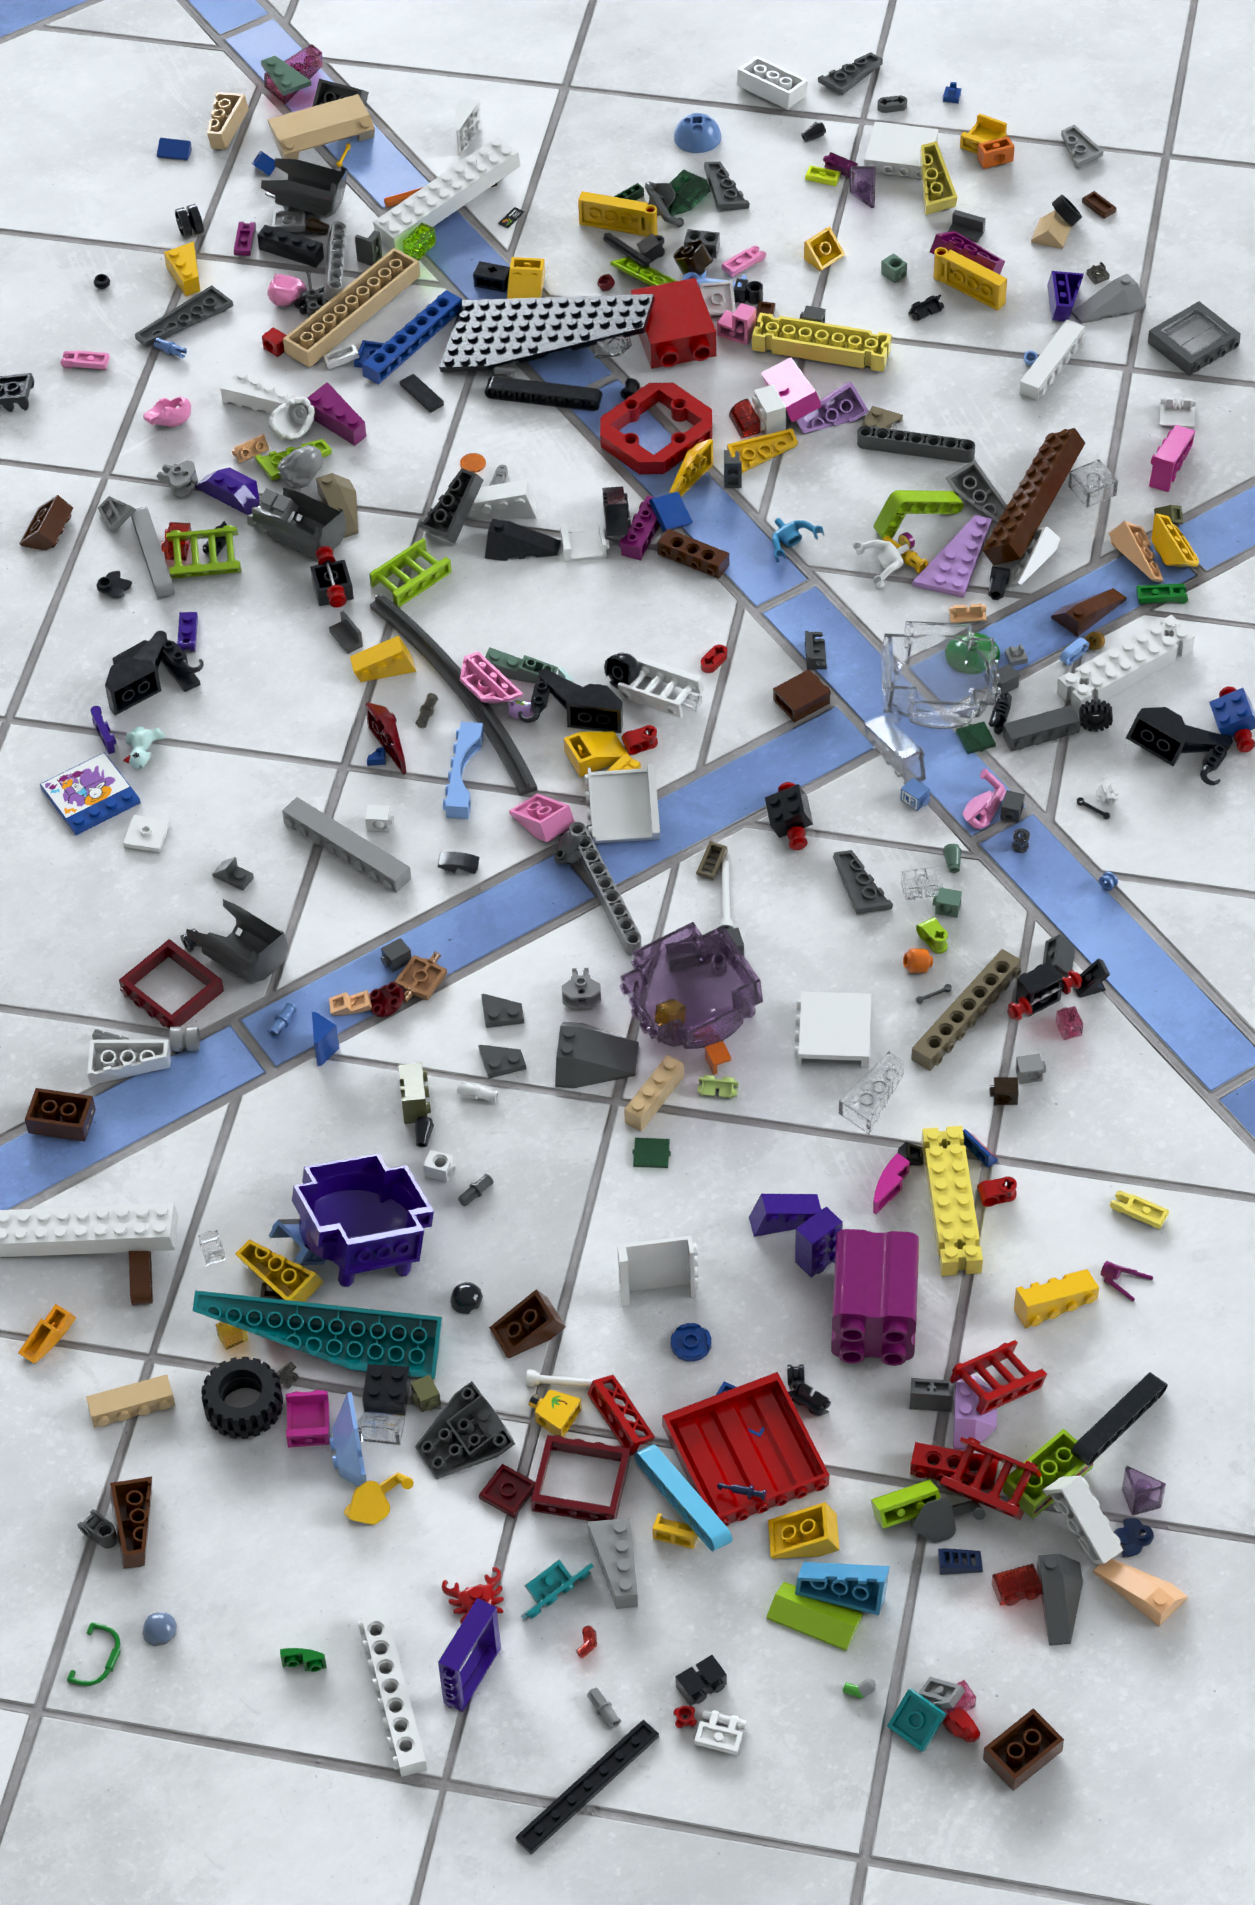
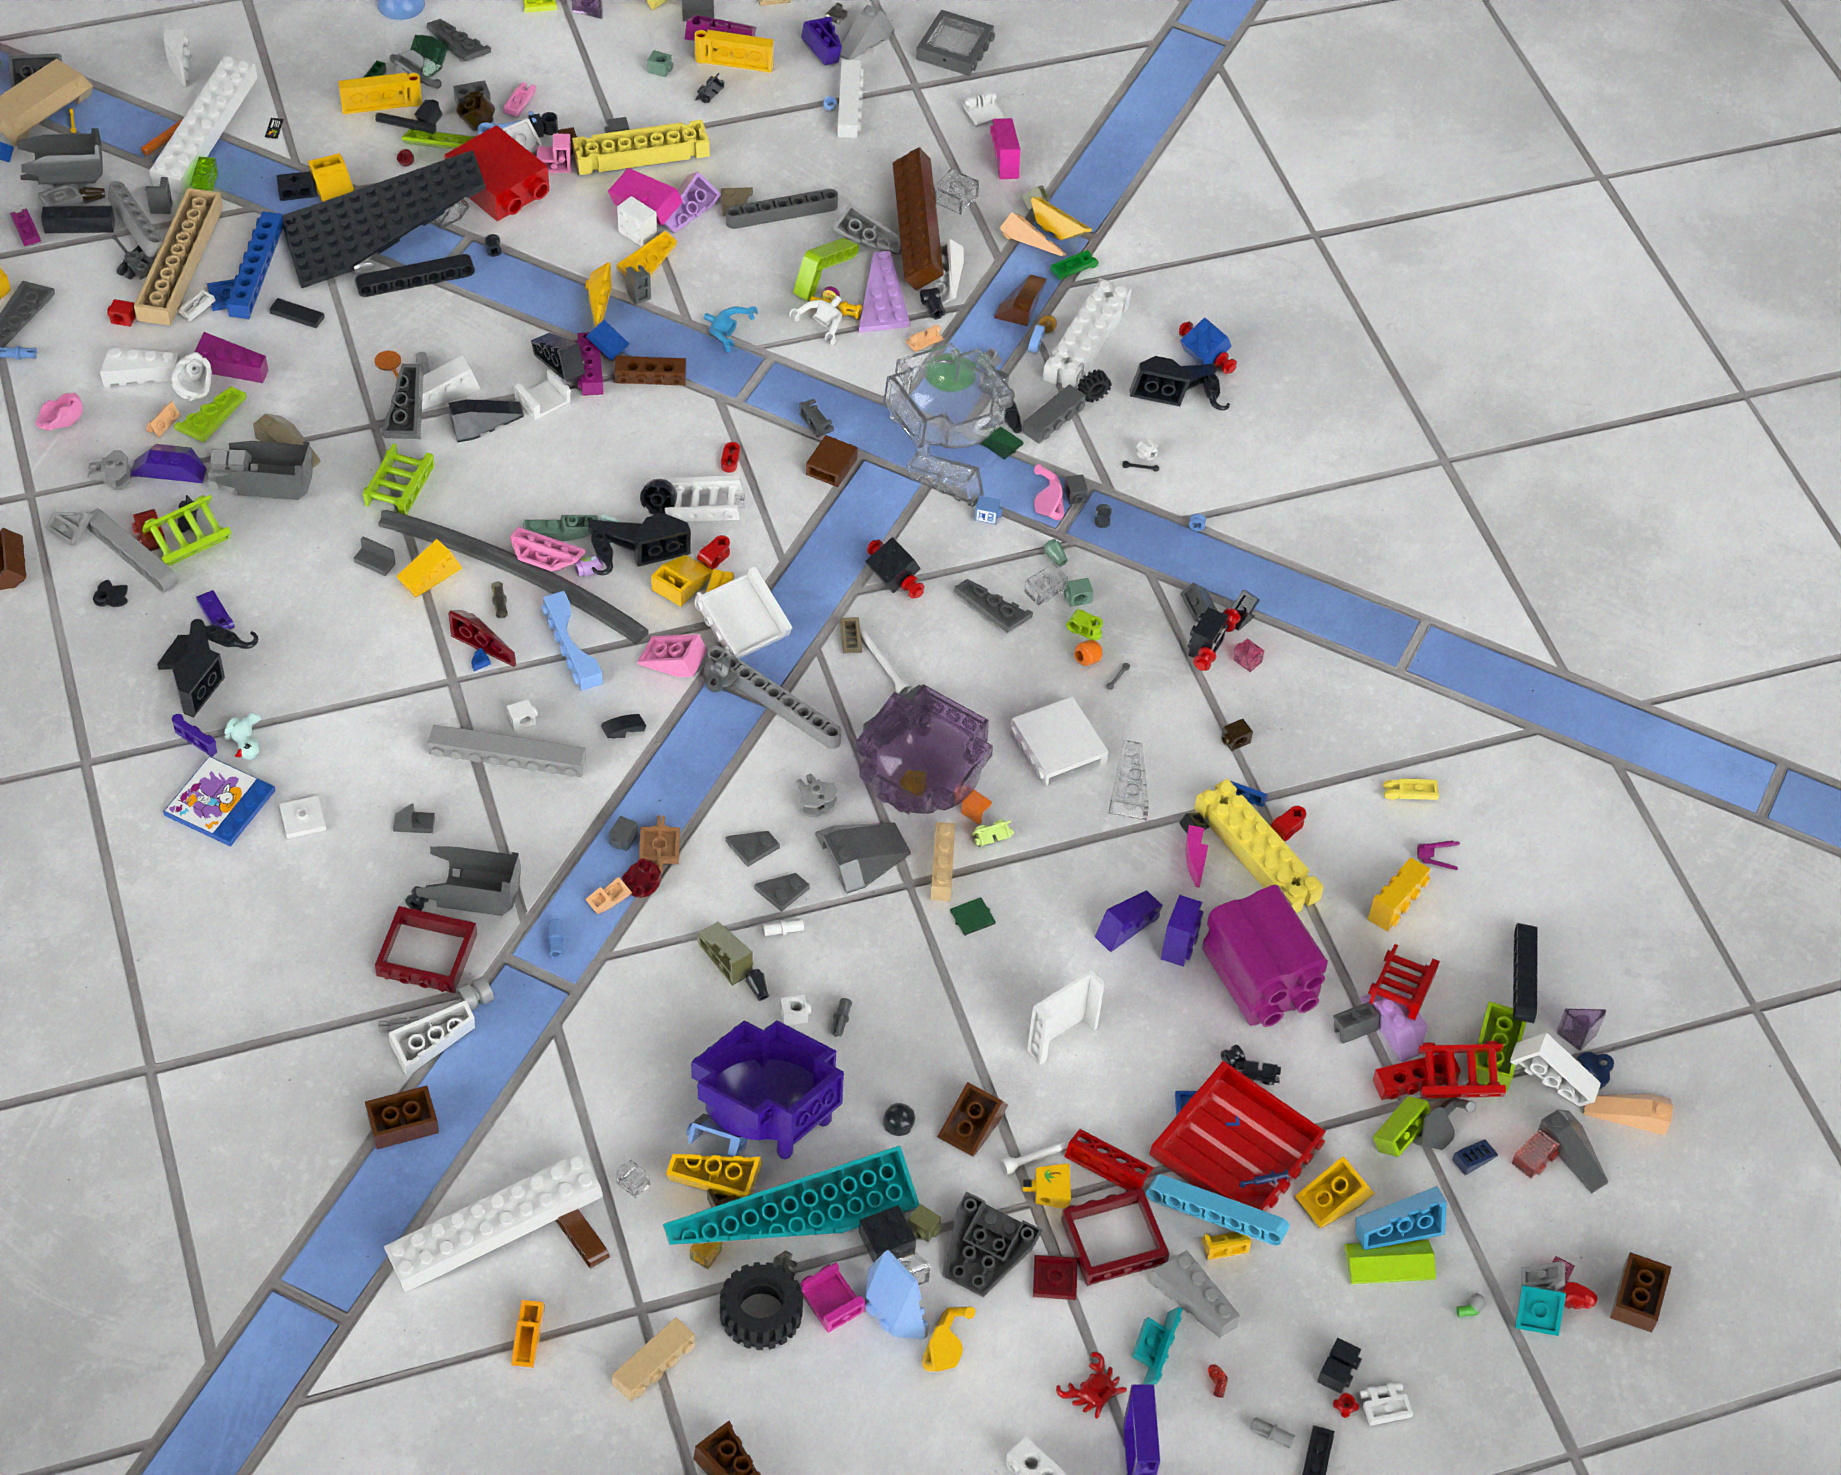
camera: 35 degrees left, 0 degrees up
(186, 680) = (242, 657): black tile -> none
(285, 289) = (101, 261): bright pink piece -> none
(300, 466) = (228, 418): light grey piece -> none
(325, 1038) = (609, 936): blue slope -> none
(331, 579) = (329, 512): black brick -> none
(626, 446) = (553, 245): red panel -> none
(690, 1342) = (1122, 1069): blue tile -> none
(745, 419) = (616, 236): clear red brick -> none
(822, 249) = (586, 67): yellow slope -> none
(966, 1010) = (1157, 677): dark tan brick -> none
(1030, 1068) = (1243, 706): light grey brick -> none

